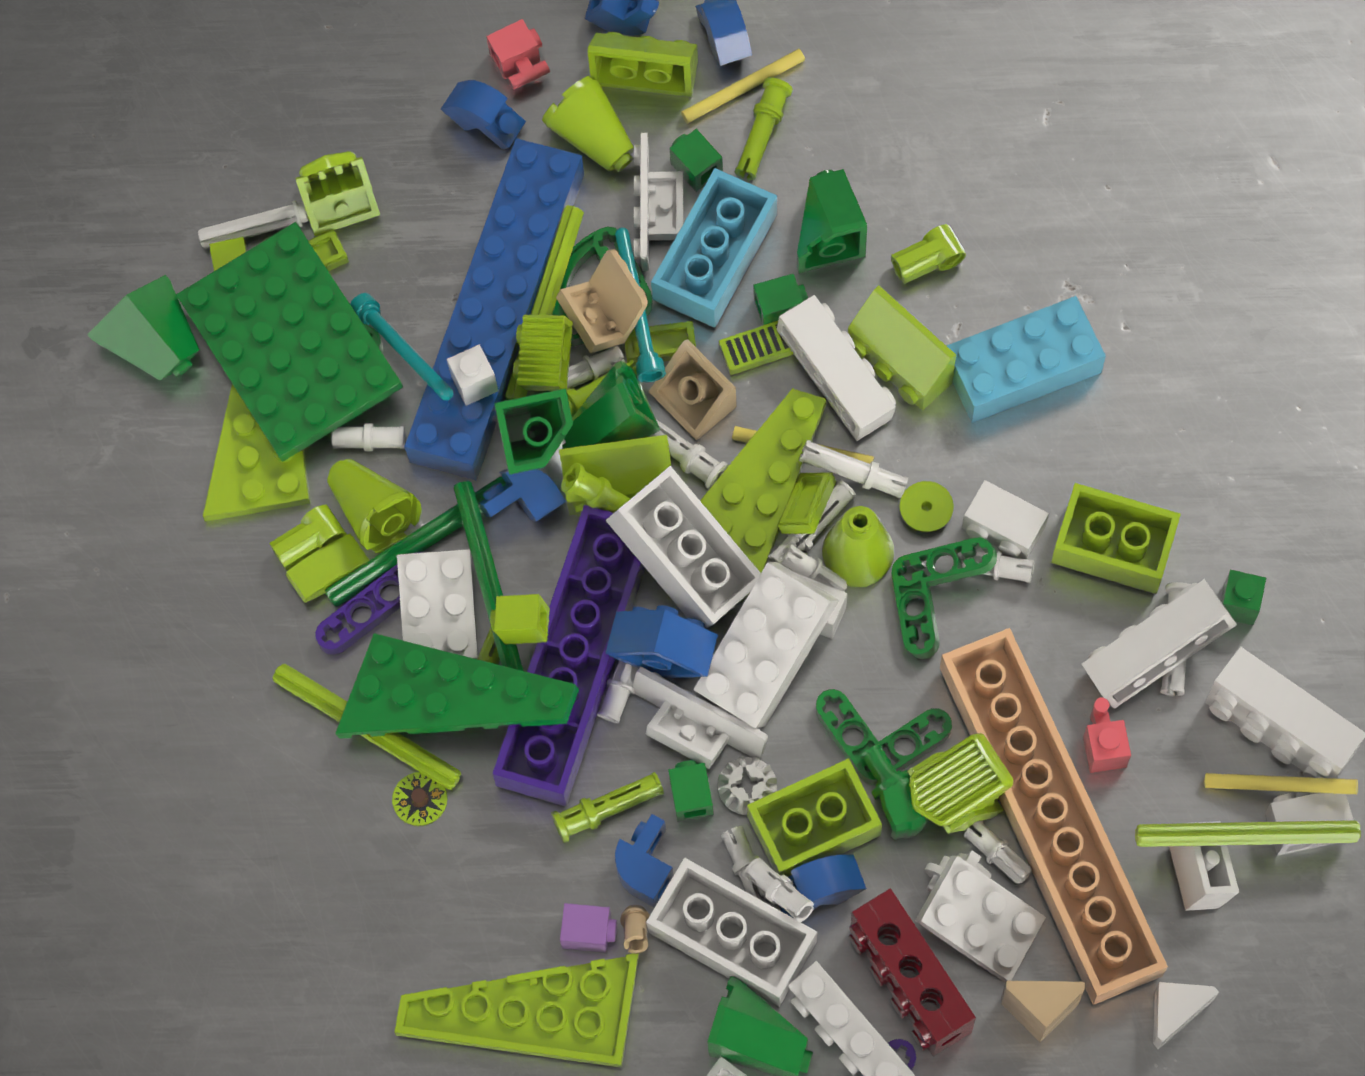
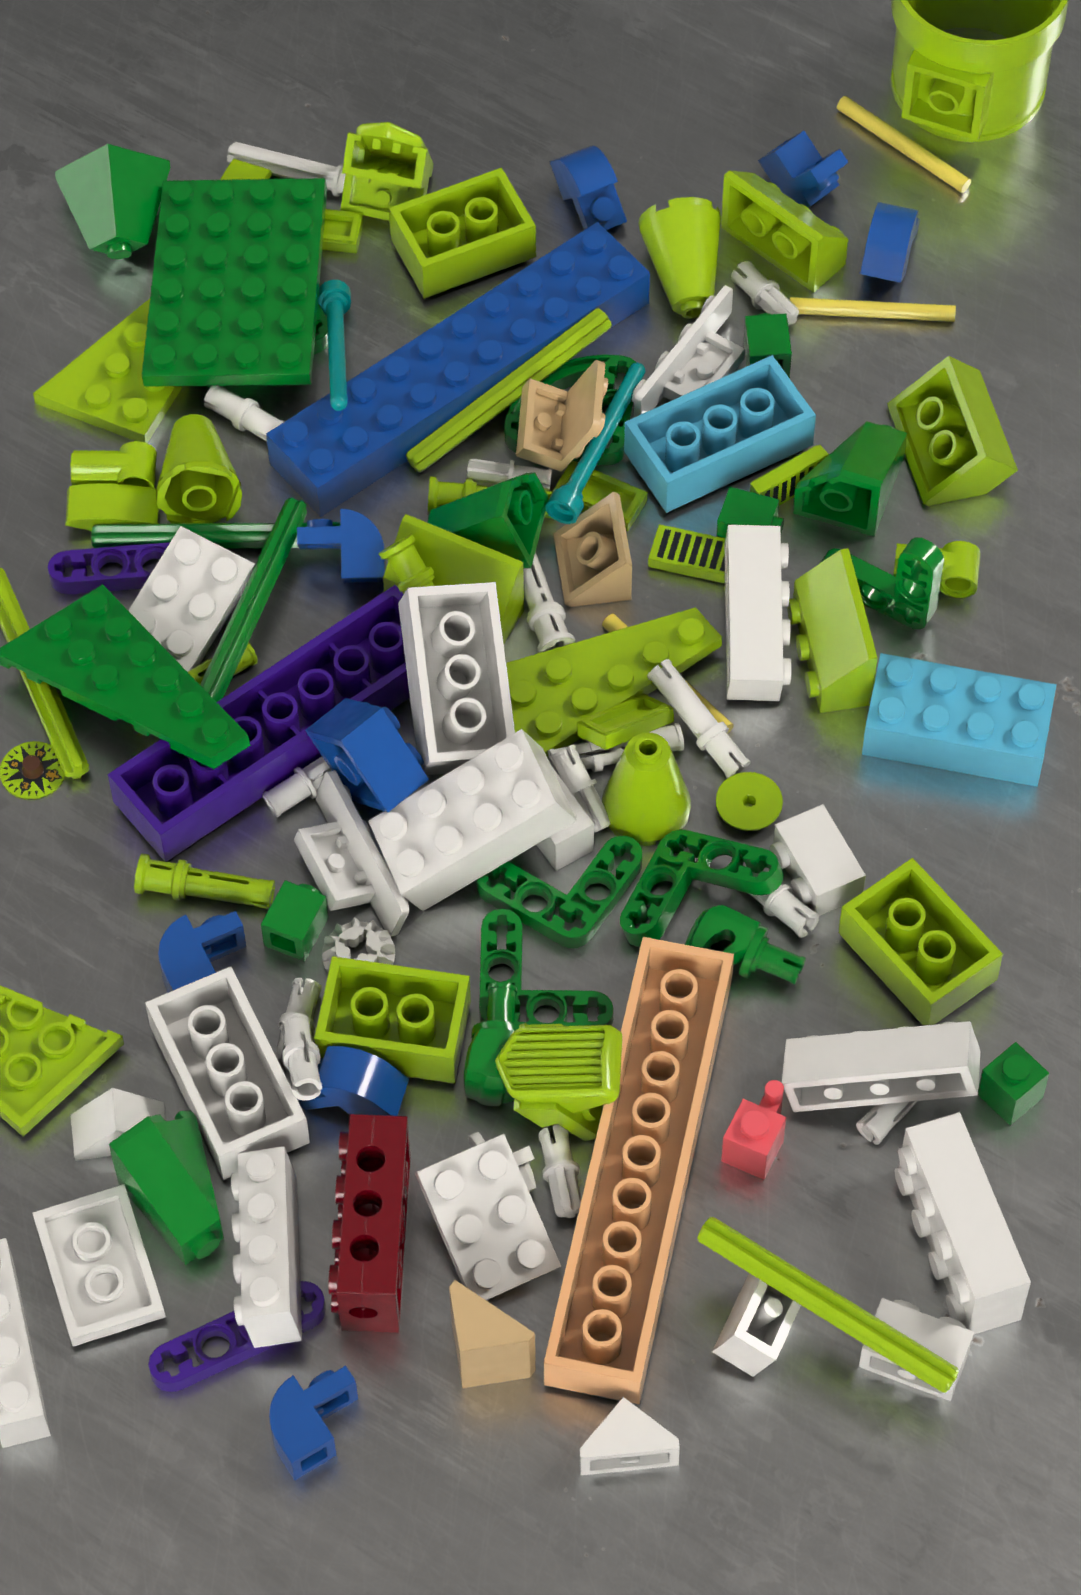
camera: 30 degrees right, 10 degrees down
(422, 202) = (462, 232): none -> lime brick
(472, 375) = (376, 399): white brick -> none
(517, 51) = (666, 154): coral brick -> none
(521, 619) = (246, 647): lime brick -> none
(533, 429) = (392, 478): green slope -> none
(543, 352) = (468, 427): lime brick -> none
(587, 928) = (91, 982): medium lavender brick -> none
(635, 928) = (133, 1012): tan pin -> none
(663, 119) = (764, 293): none -> white axle
(680, 1018) = (107, 1119): none -> white slope
(766, 115) = (874, 346): lime pin -> none
(784, 248) = (782, 481): none -> lime tile
(866, 654) = (574, 904): none -> green beam
(870, 147) = (952, 434): none -> lime slope
(929, 293) = (913, 593): none -> green beam
(1004, 609) = (748, 941): none -> green piece
(1281, 783) = (911, 1289): light yellow bar -> none

